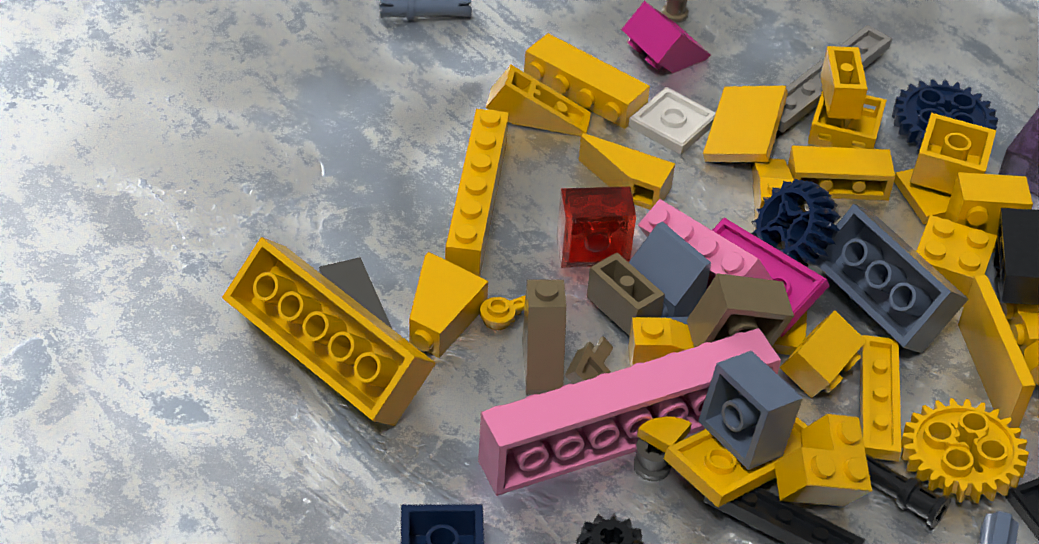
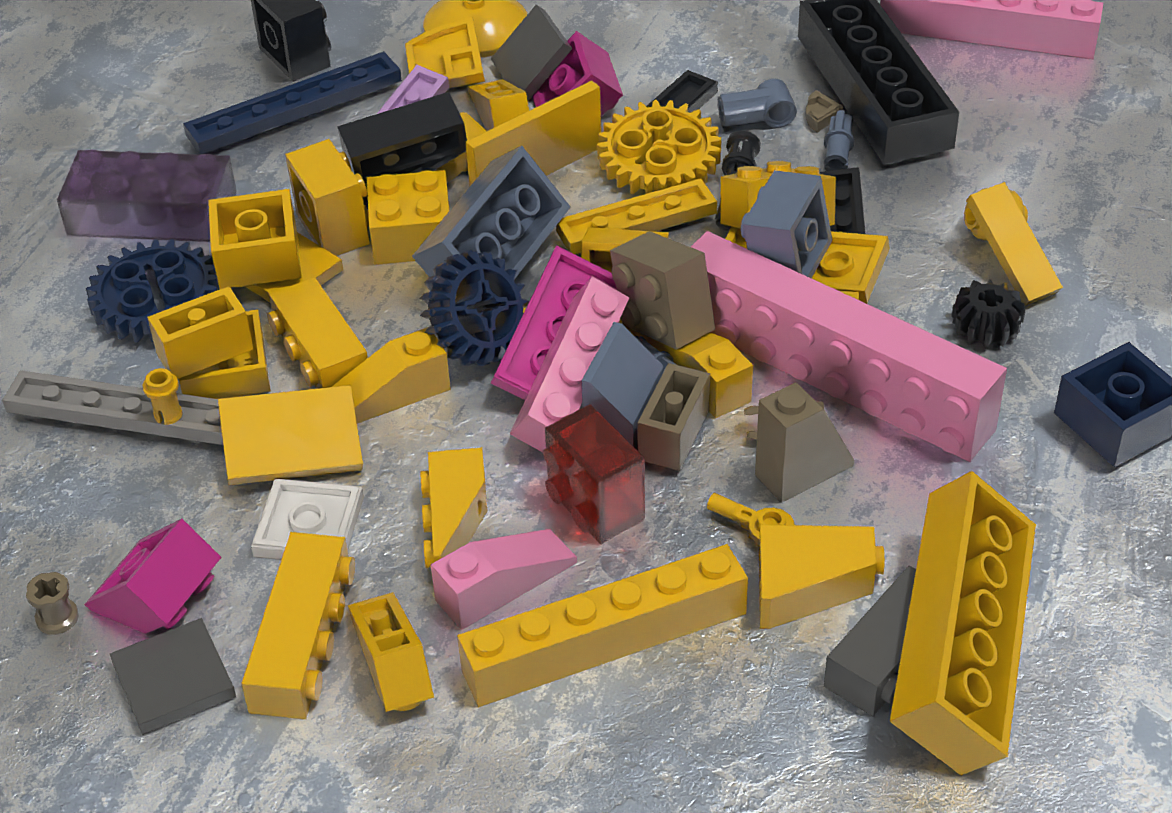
camera: 115 degrees left, 0 degrees up
(557, 163) = (495, 572): none -> bright pink slope
(594, 32) = (172, 676): none -> dark grey tile
(808, 60) = (161, 388): none -> yellow pin

